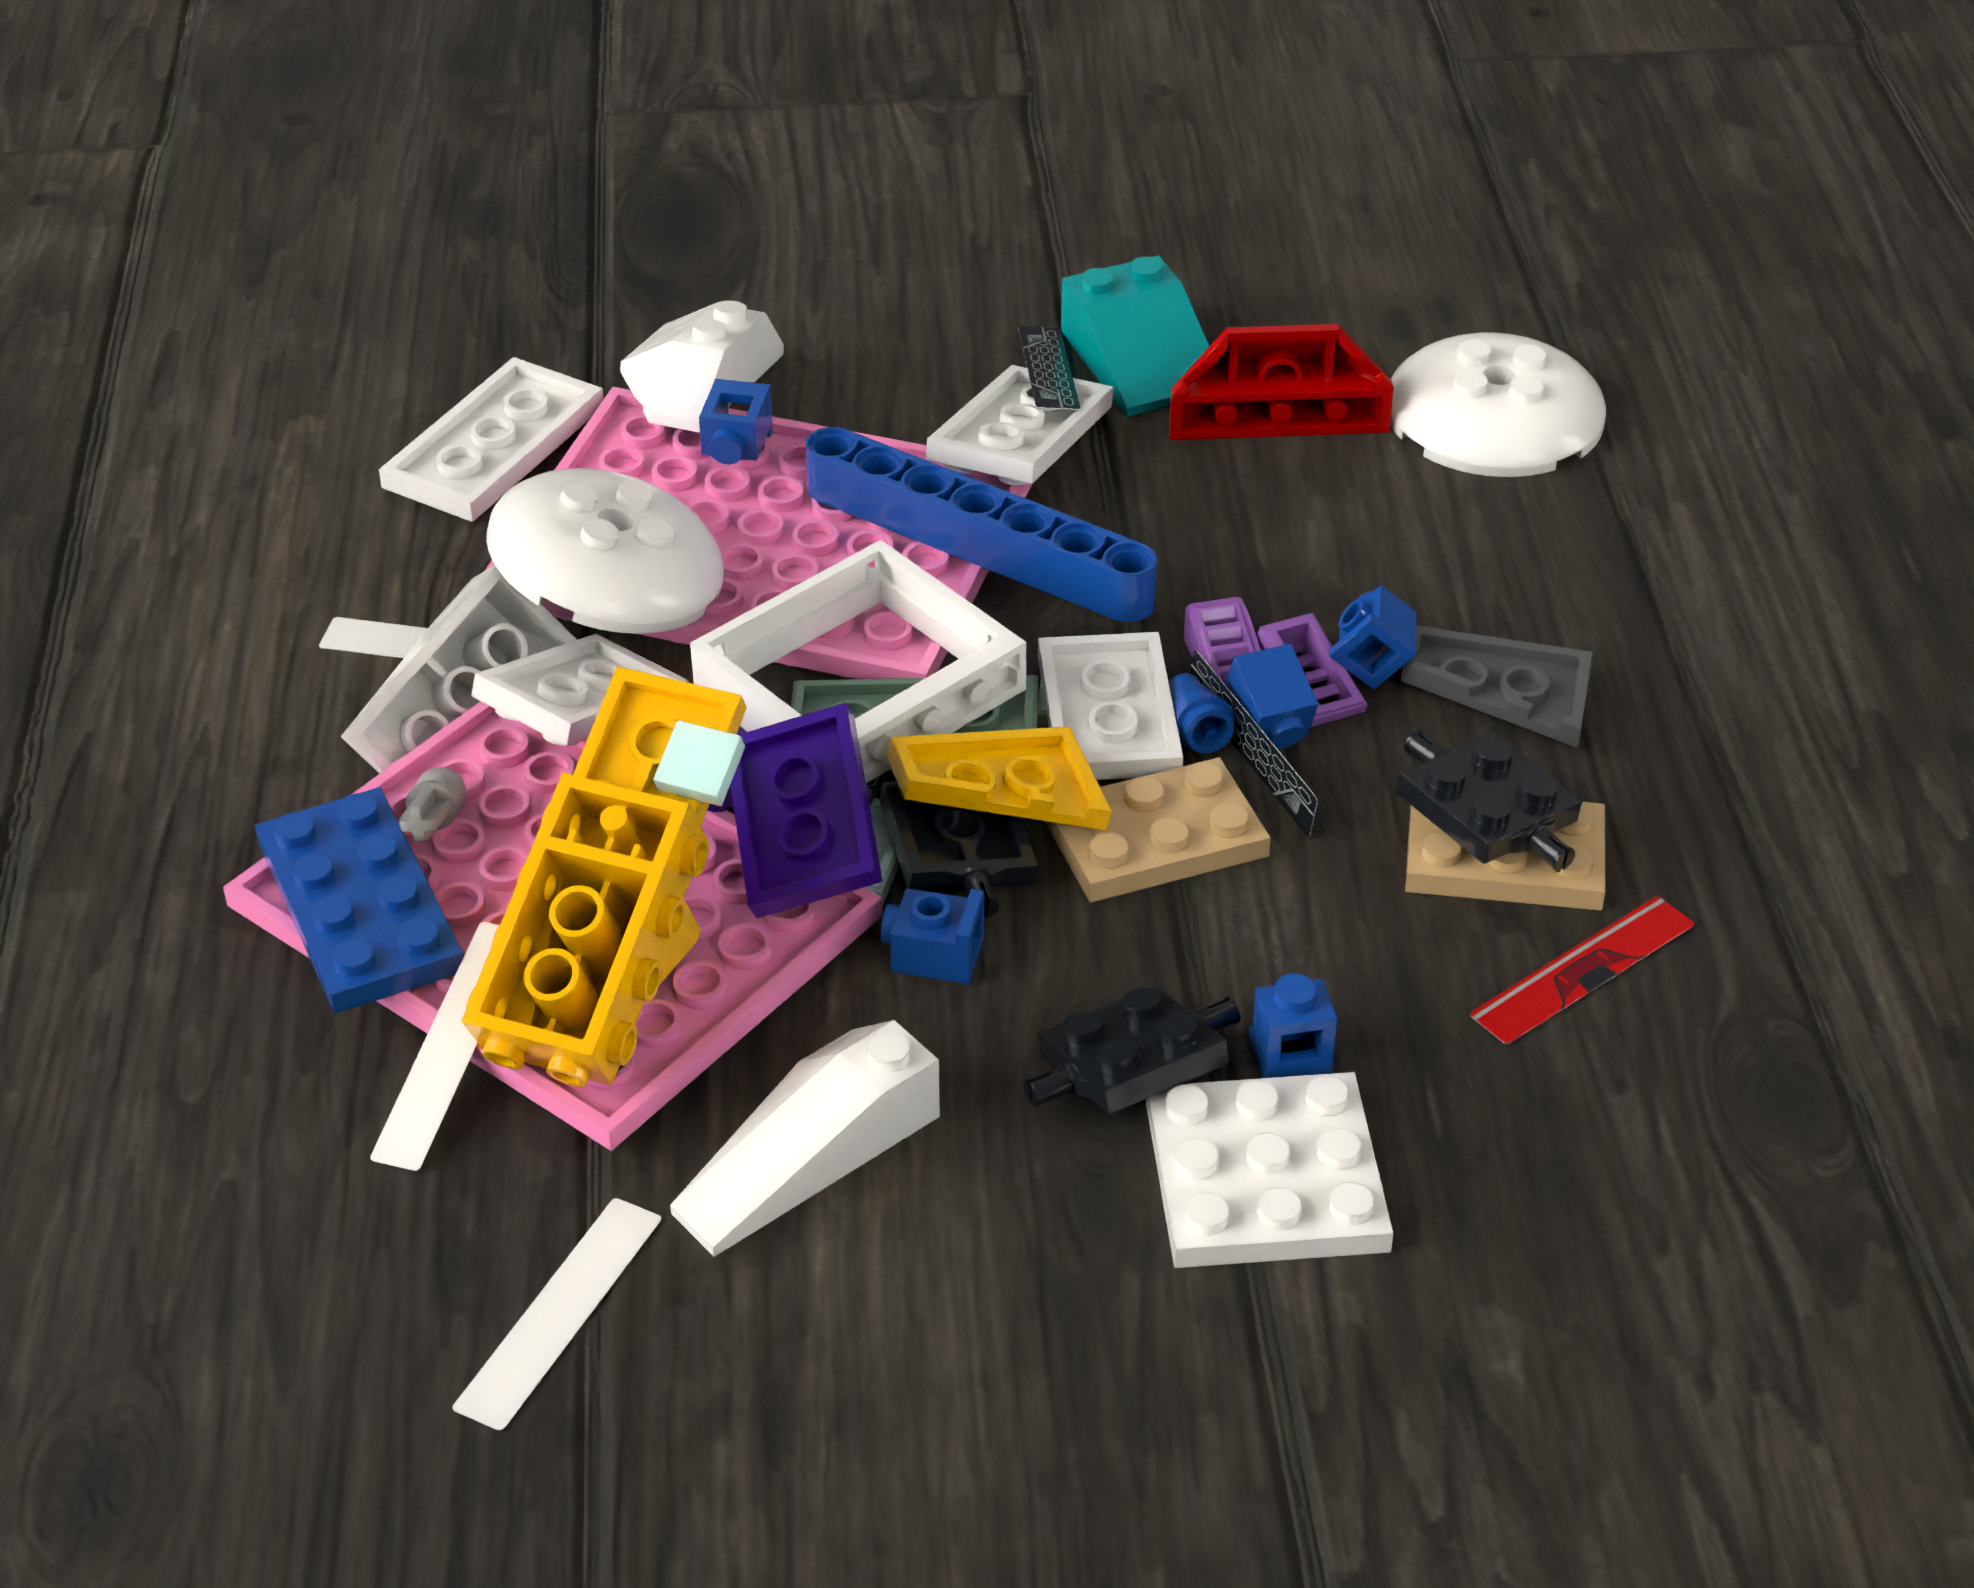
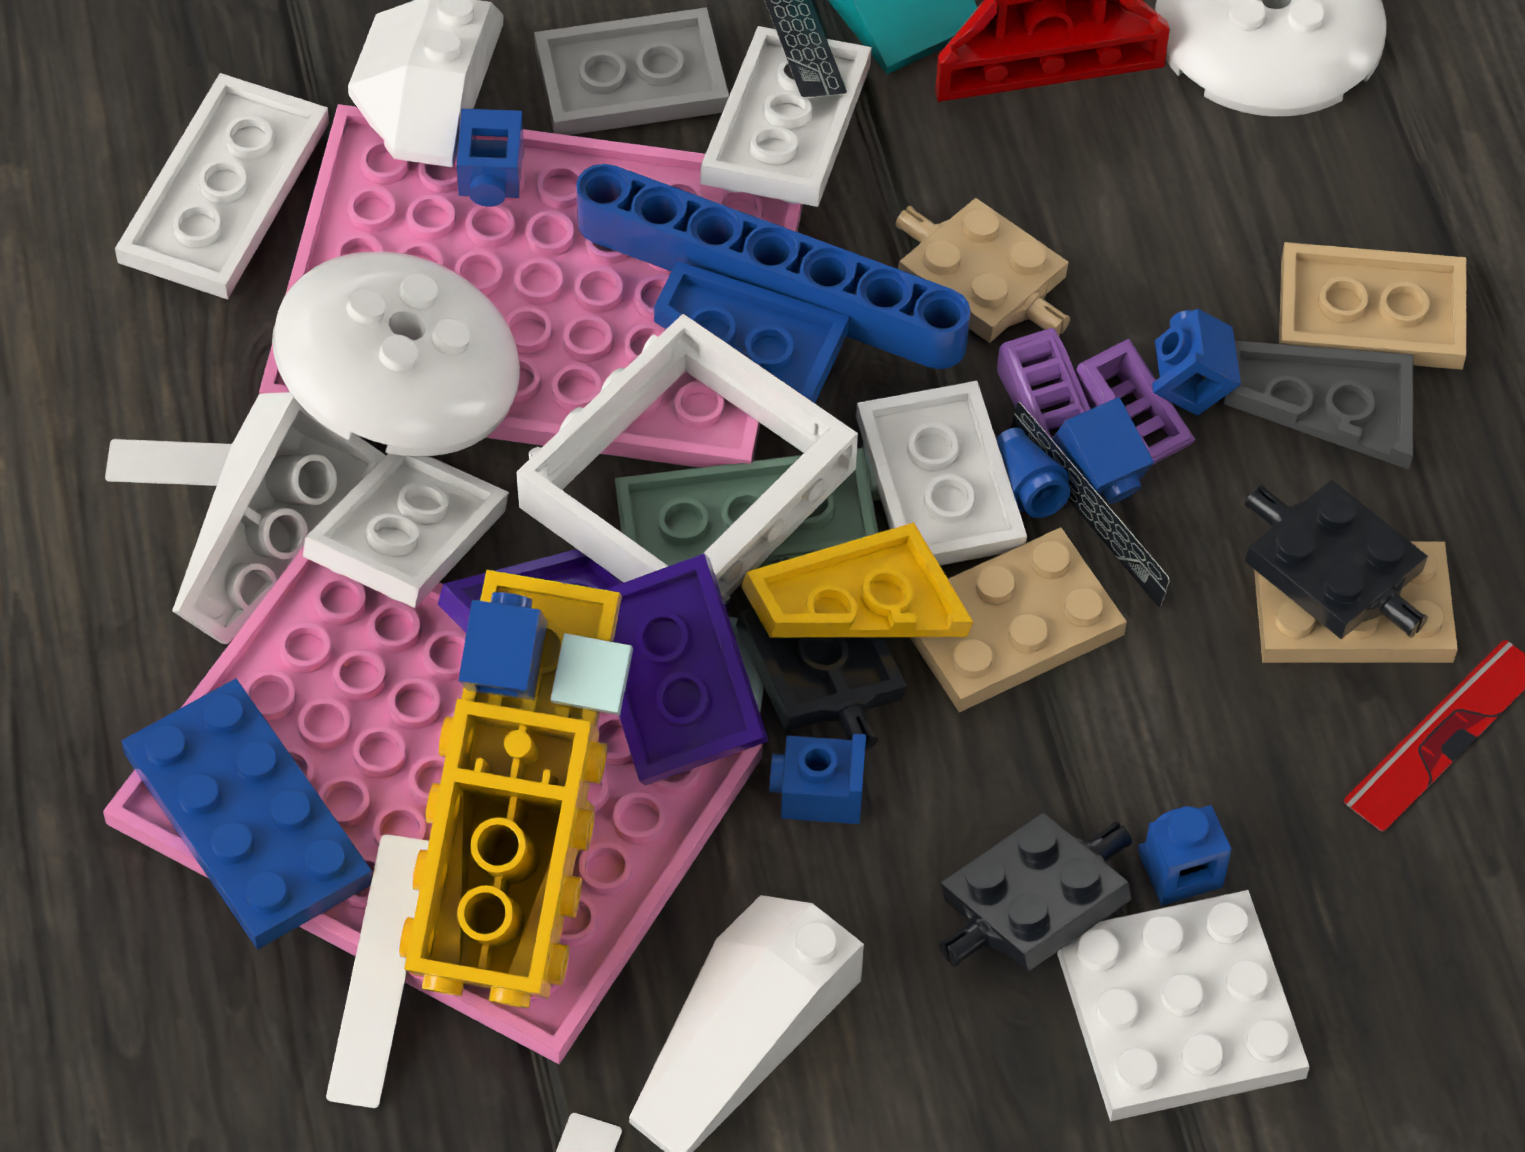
camera: 10 degrees left, 15 degrees up
(433, 803) = (293, 691): light grey axle -> none
(614, 728) = (503, 647): none -> blue brick
(886, 387) = (631, 72): none -> light grey plate
(975, 570) = (771, 329): none -> blue wing
(1194, 557) = (990, 264): none -> tan plate
(1564, 611) = (1375, 302): none -> tan plate

